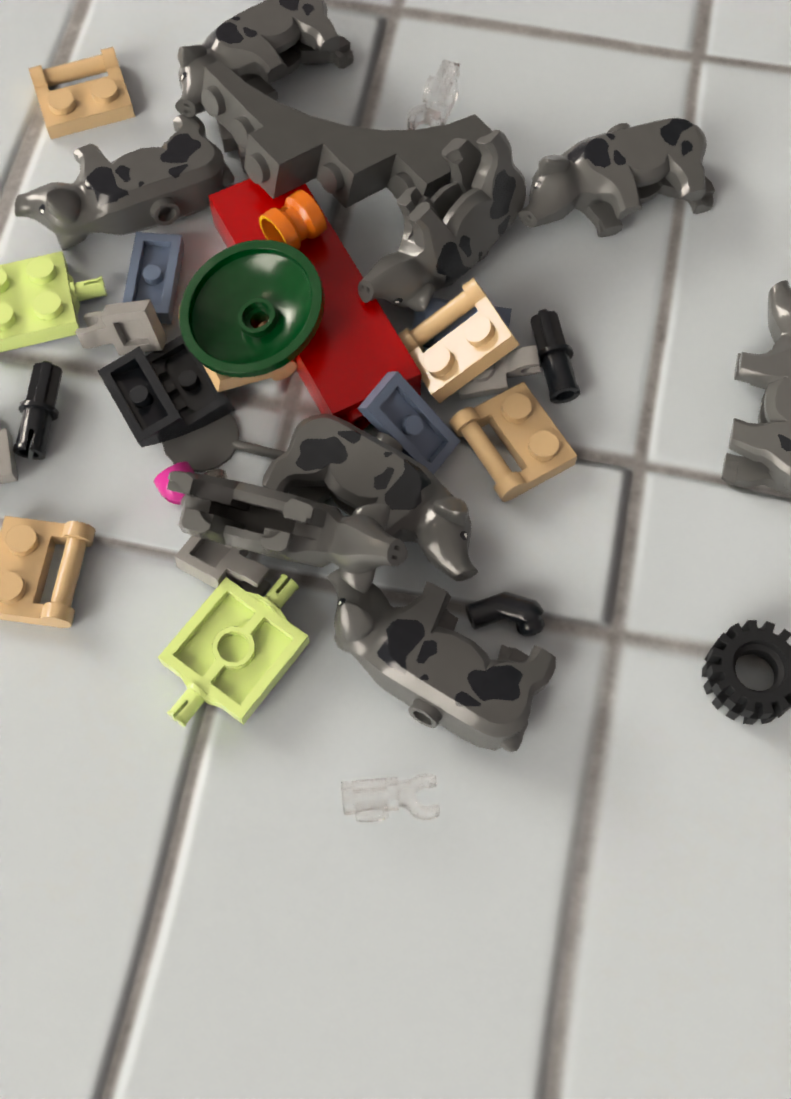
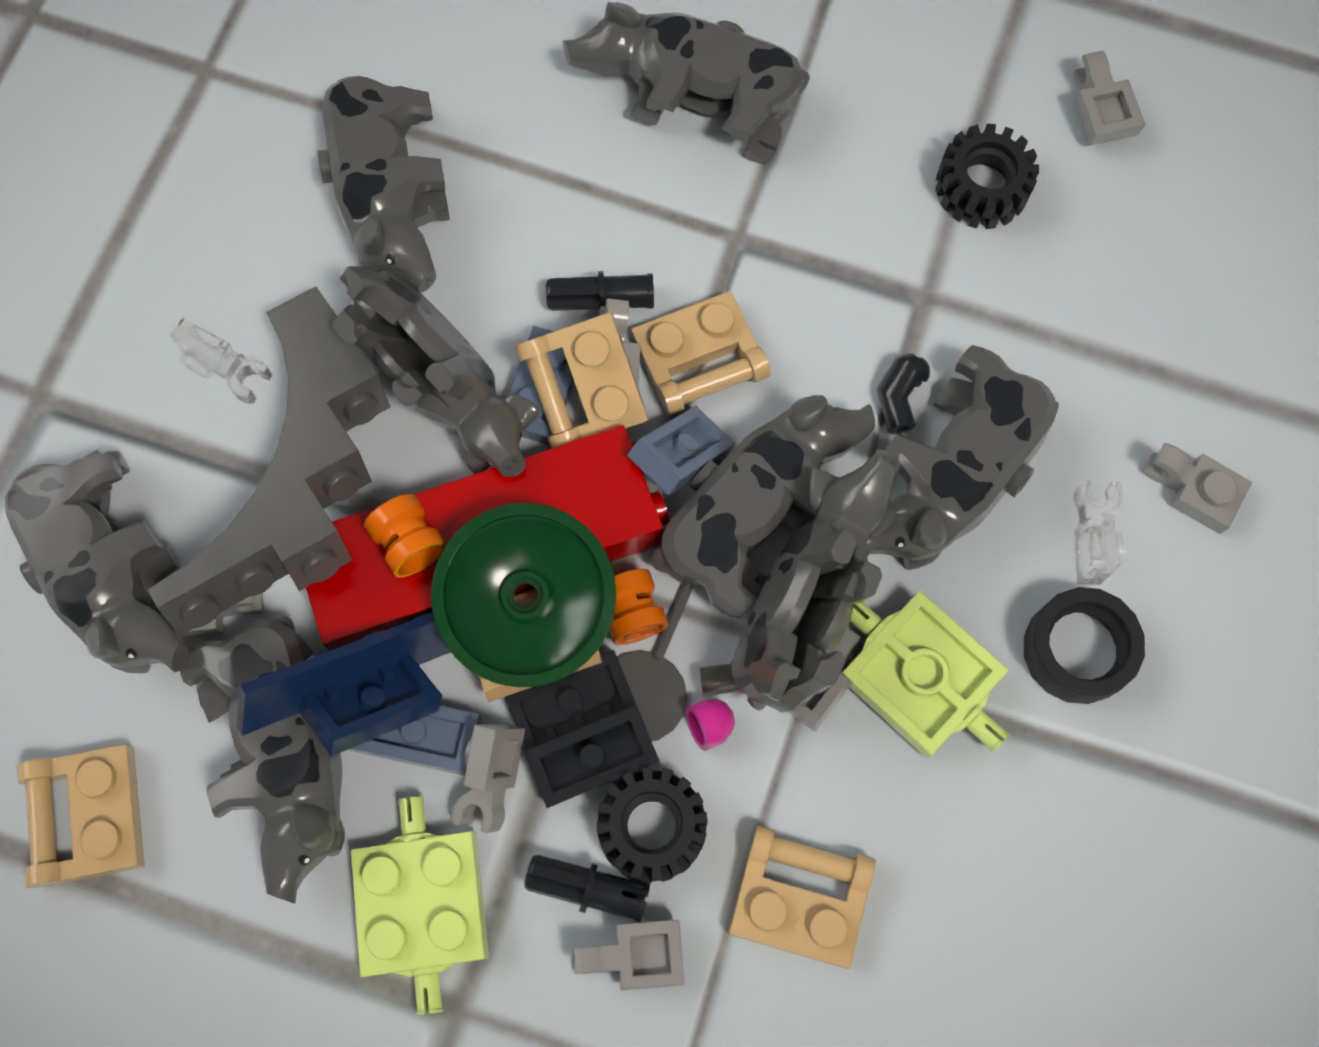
camera: 85 degrees left, 5 degrees up
(82, 425) = (644, 787): none -> black tyre
(164, 207) = (353, 689): none -> dark blue bracket
(245, 761) = (1117, 619): none -> black tyre
(268, 410) = (635, 611): none -> orange wheel
(452, 912) = (1204, 488): none -> light grey plate

